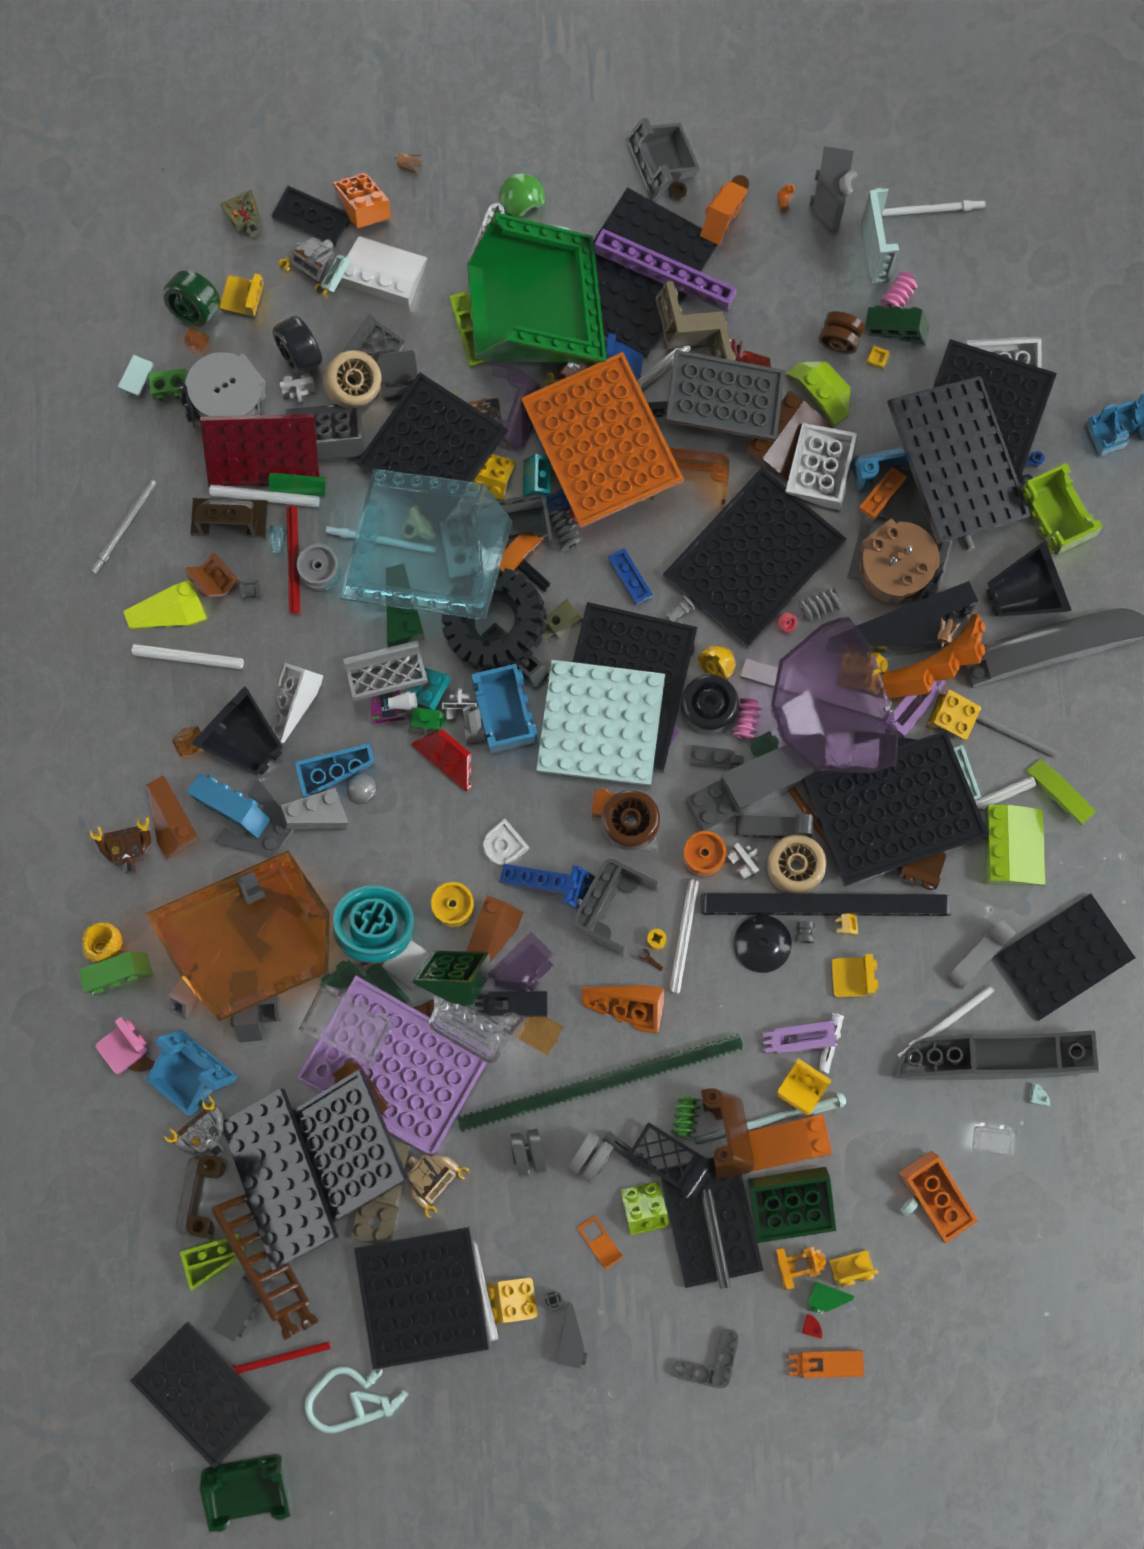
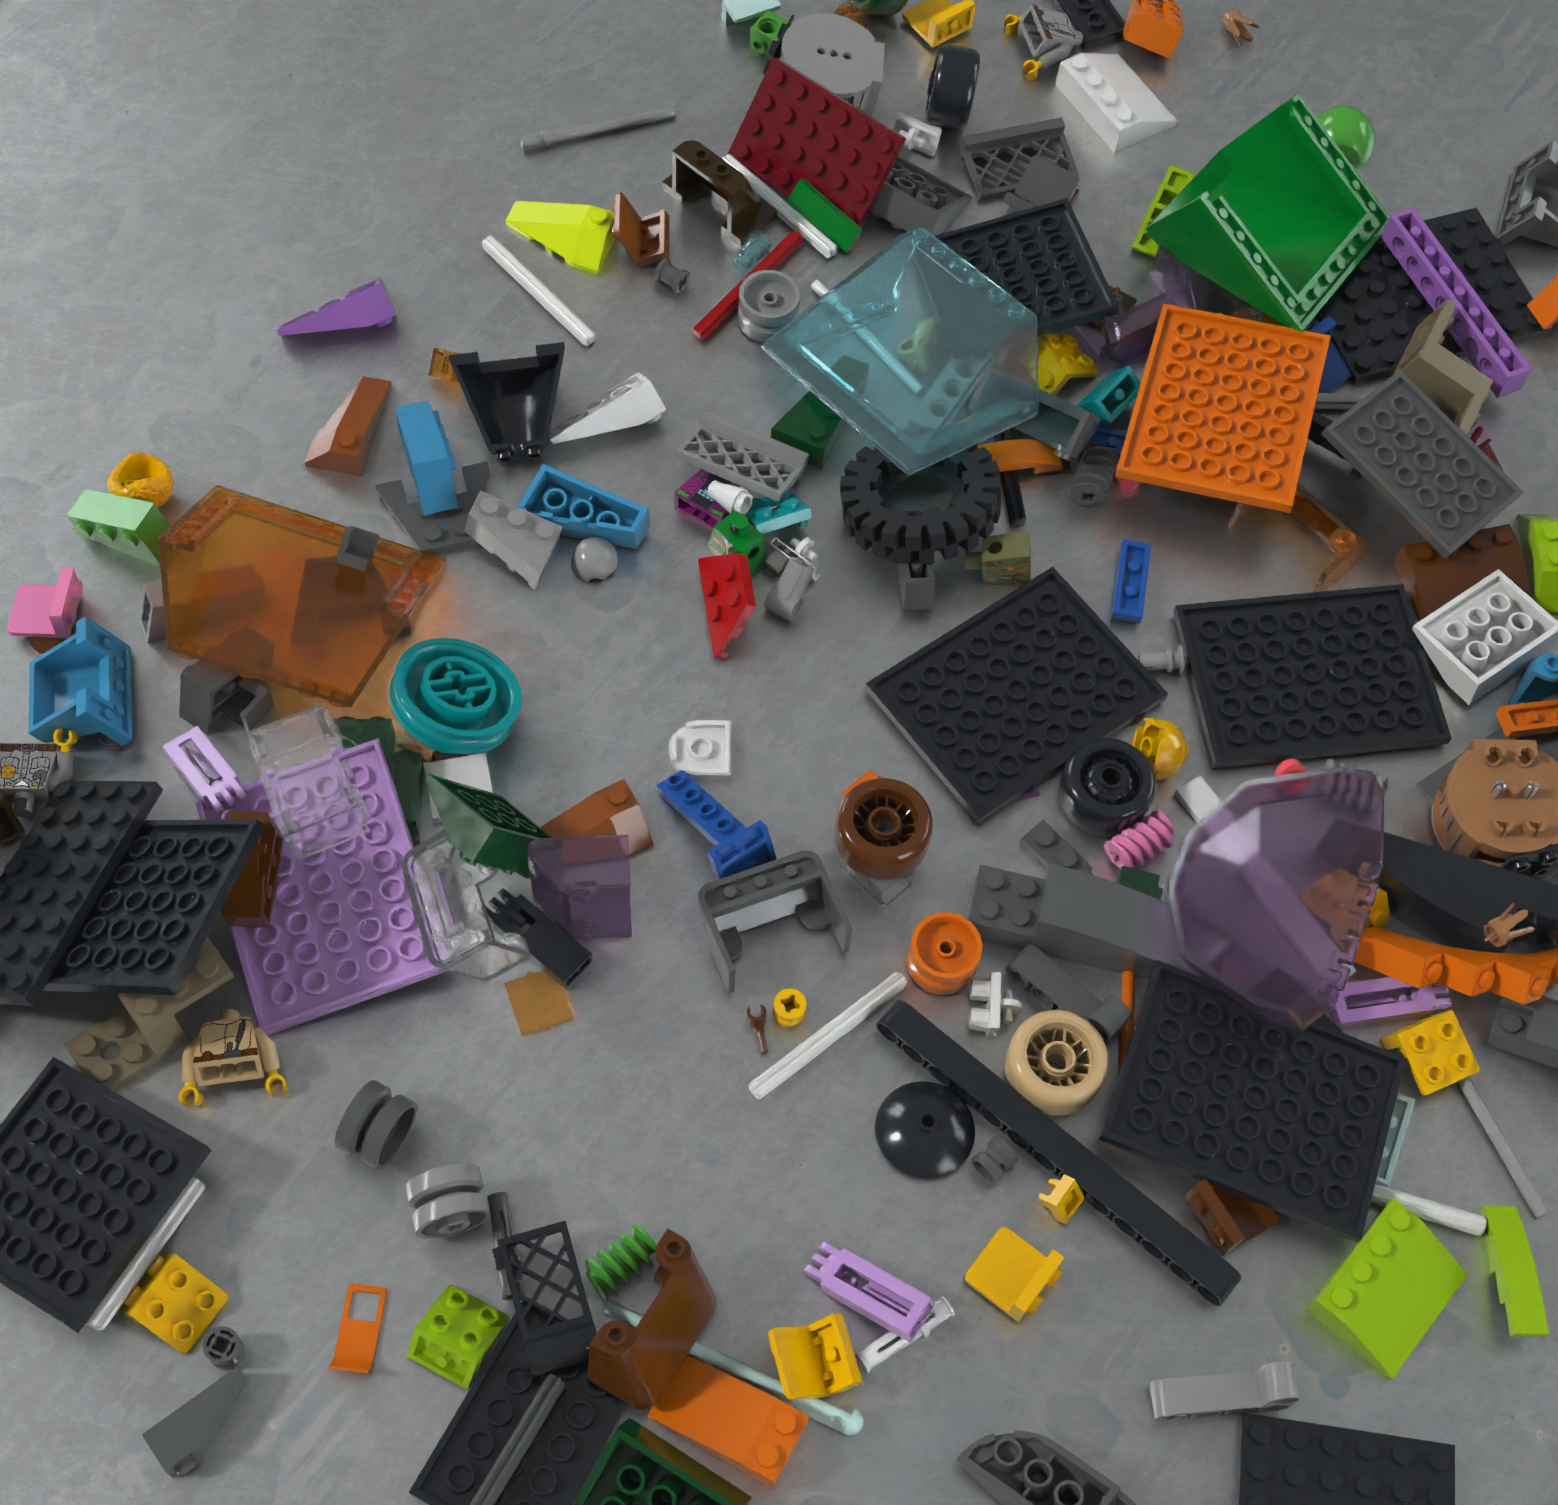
camera: 35 degrees right, 15 degrees down
(107, 750) = (360, 308): none -> medium lavender wedge
(124, 845) = (272, 411): reddish brown torso -> none
(283, 1059) = (203, 767): none -> lavender hinge
(335, 273) = (1059, 56): light aqua tile -> none
(362, 369) = (996, 143): tan wheel -> none
(442, 900) = (573, 760): yellow wheel -> none
(504, 708) = (844, 597): dark azure windscreen -> none
(600, 722) = (948, 705): light aqua plate -> none
(600, 1082) = (556, 1124): clear green piece -> none
(633, 1004) = (686, 1061): orange wedge -> none
(678, 191) = (1535, 252): dark brown tile -> none
(953, 1017) = (1125, 1450): white bar -> none

